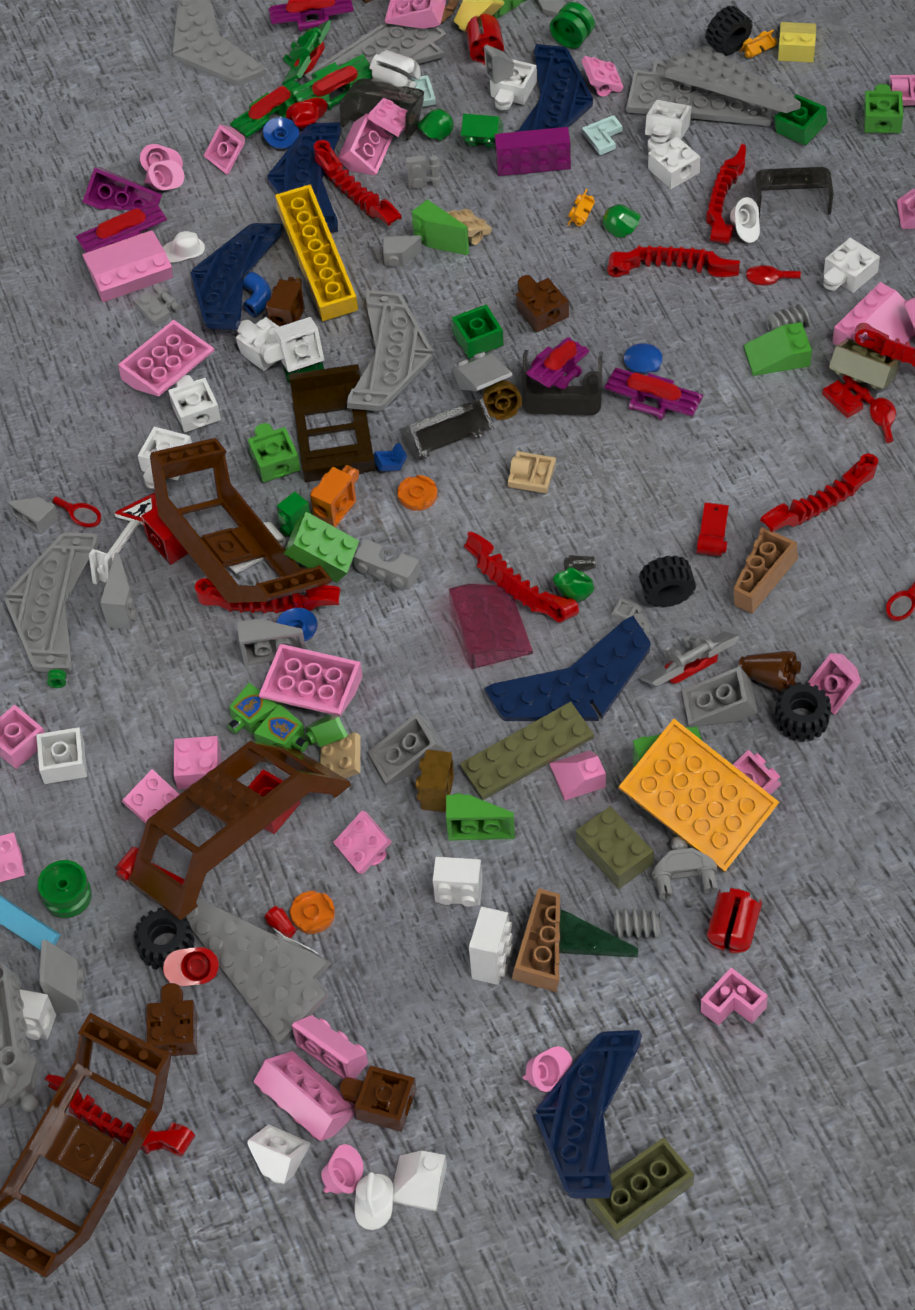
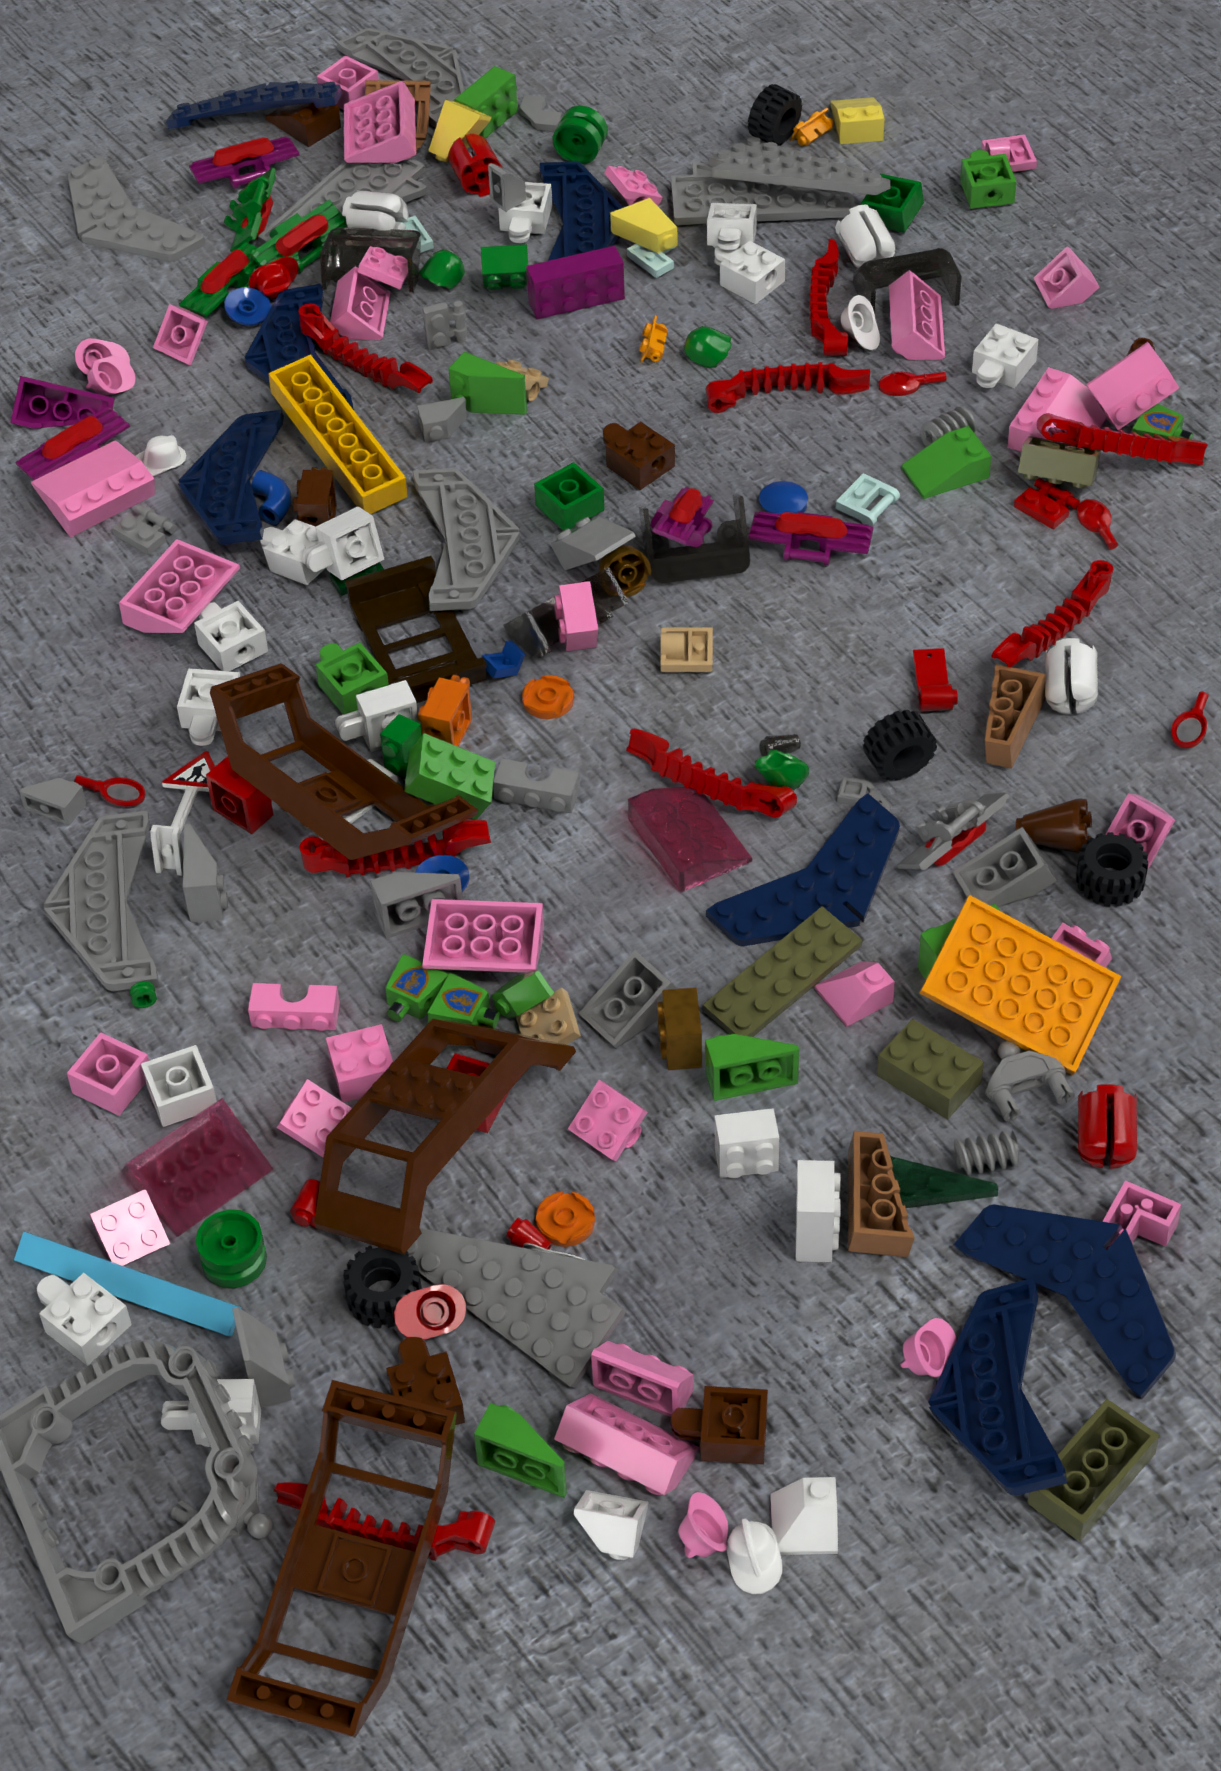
camera: 15 degrees left, 5 degrees down
(59, 821) = (198, 1167): none -> clear pink slope
(177, 714) = (315, 1011): none -> bright pink arch
(217, 1080) = (516, 1450): none -> bright green slope
(282, 484) = (375, 713): none -> white brick
(453, 432) = (576, 616): none -> bright pink brick
(599, 111) = (645, 225): none -> light yellow slope
(689, 1045) = (1101, 1284): none -> dark blue wing
(704, 365) = (861, 494): none -> light aqua plate
(771, 148) = (865, 236): none -> white cylinder
(791, 222) = (916, 319): none -> bright pink slope
(818, 547) = (1071, 676): none -> white cylinder

